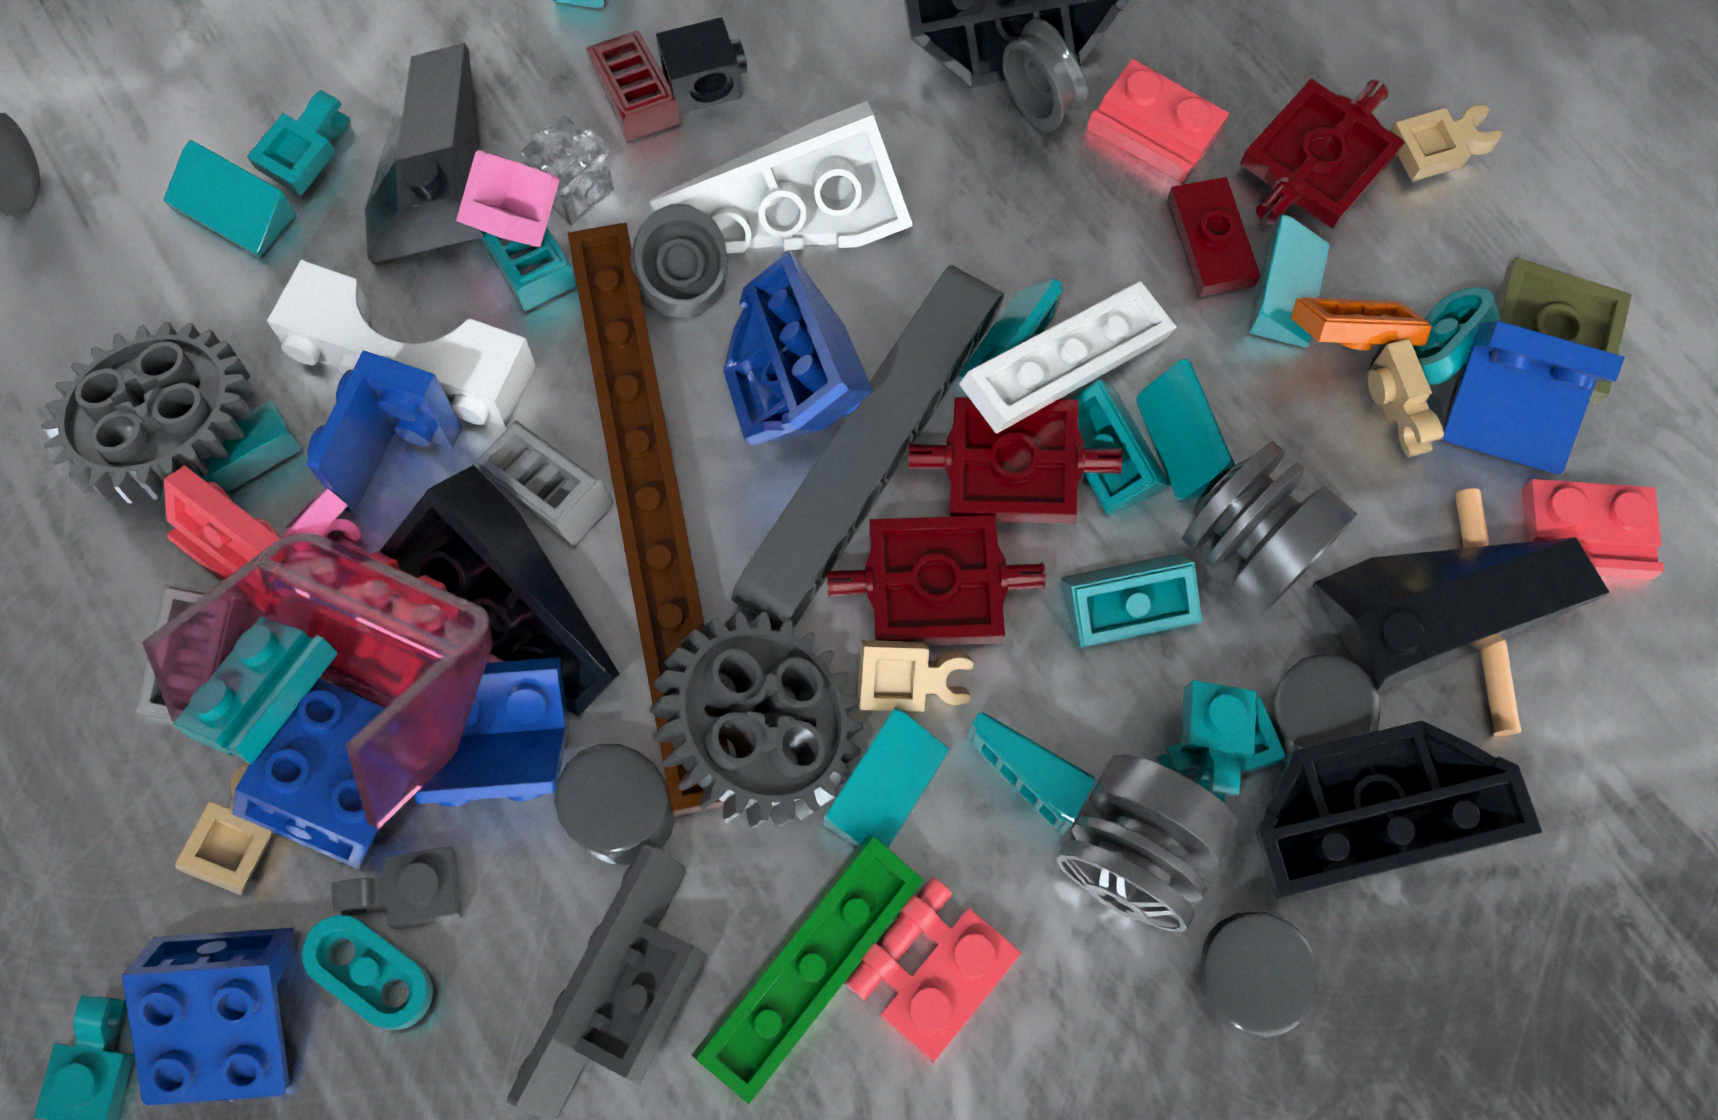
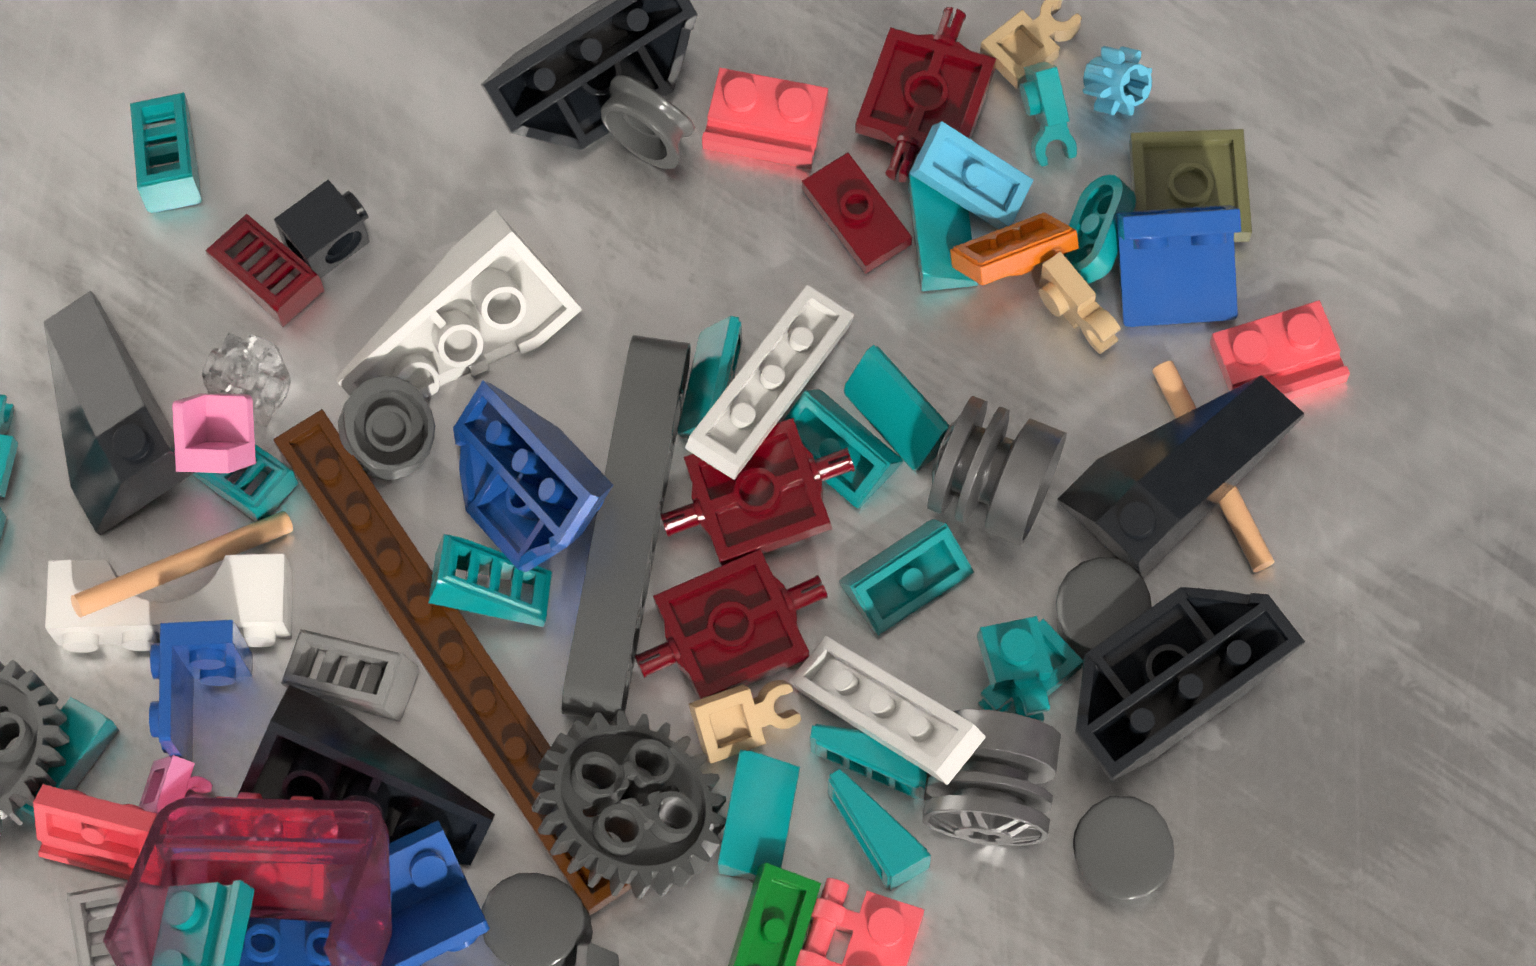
camera: 15 degrees left, 0 degrees up
(421, 311) = (181, 564): none -> light nougat bar
(685, 446) = (467, 595): none -> teal slope
(1007, 864) = (884, 841): none -> teal slope
(1068, 731) = (887, 709): none -> white plate
(1342, 238) = (971, 176): none -> medium azure plate
(1442, 197) = (1045, 99): none -> teal plate
(1519, 204) = (1117, 80): none -> medium azure gear

